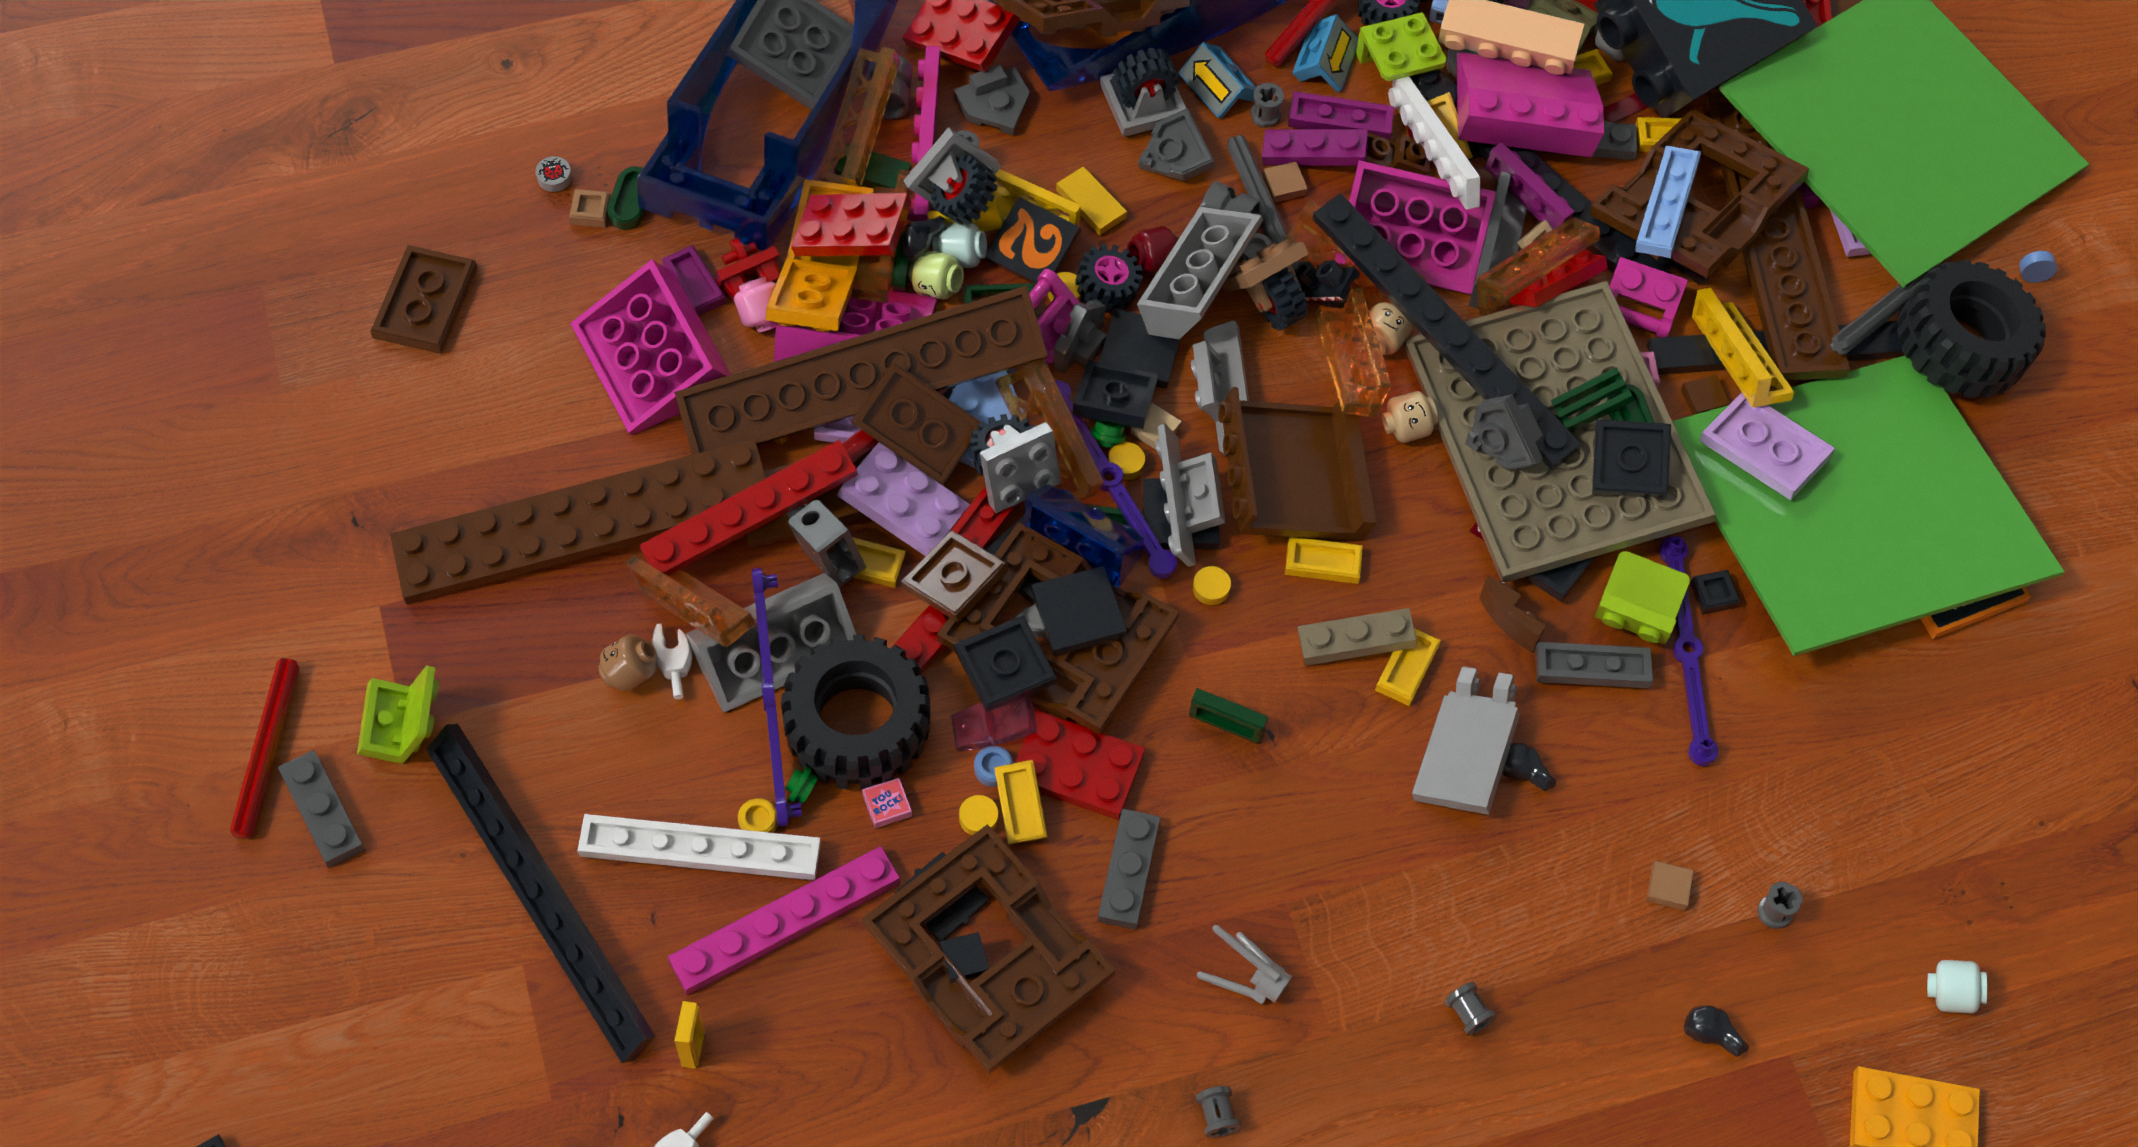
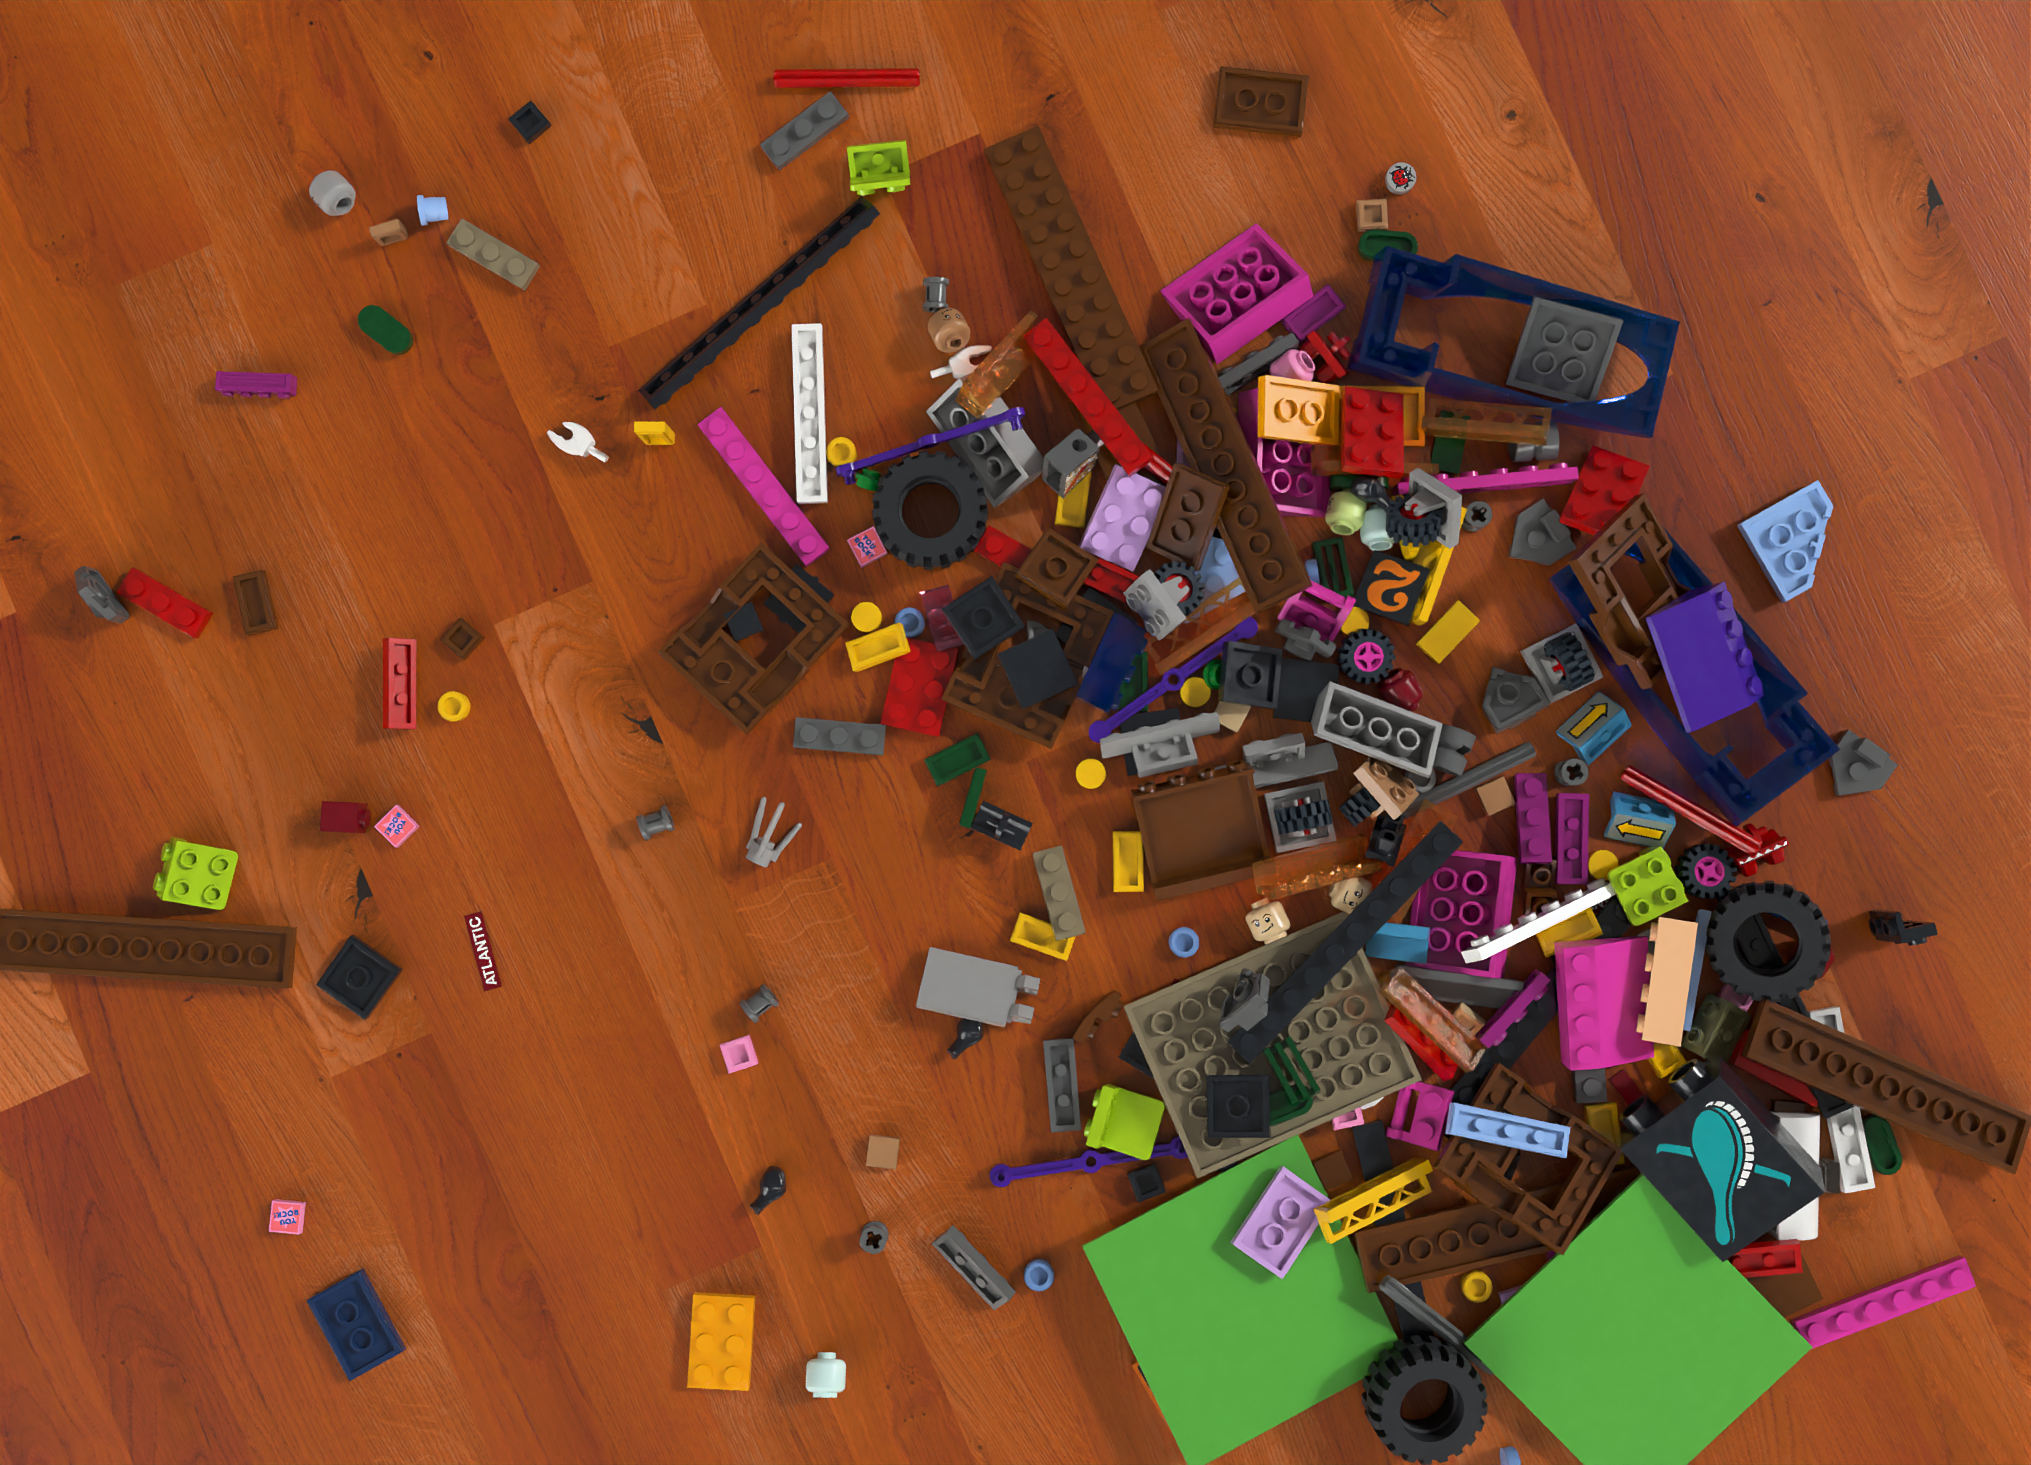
camera: 85 degrees right, 25 degrees up
(576, 676) = (935, 294): none -> dark grey bush
(740, 339) = (1256, 364): none -> dark grey plate
(1176, 733) = (957, 759): none -> dark green tile
(1268, 683) = (1001, 825): none -> black hips
(1290, 366) = (1299, 817): none -> light grey plate
(1372, 91) = (1600, 863): none -> yellow tile
(1426, 513) = (1183, 942): none -> medium blue tile
(1448, 279) = (1400, 943): none -> dark azure panel
(1535, 1048) = (739, 1054): none -> bright pink tile
(1818, 793) = (973, 1267): none -> dark grey plate
(1826, 725) = (1038, 1274): none -> medium blue tile
(1840, 275) = (1476, 1286): none -> yellow tile

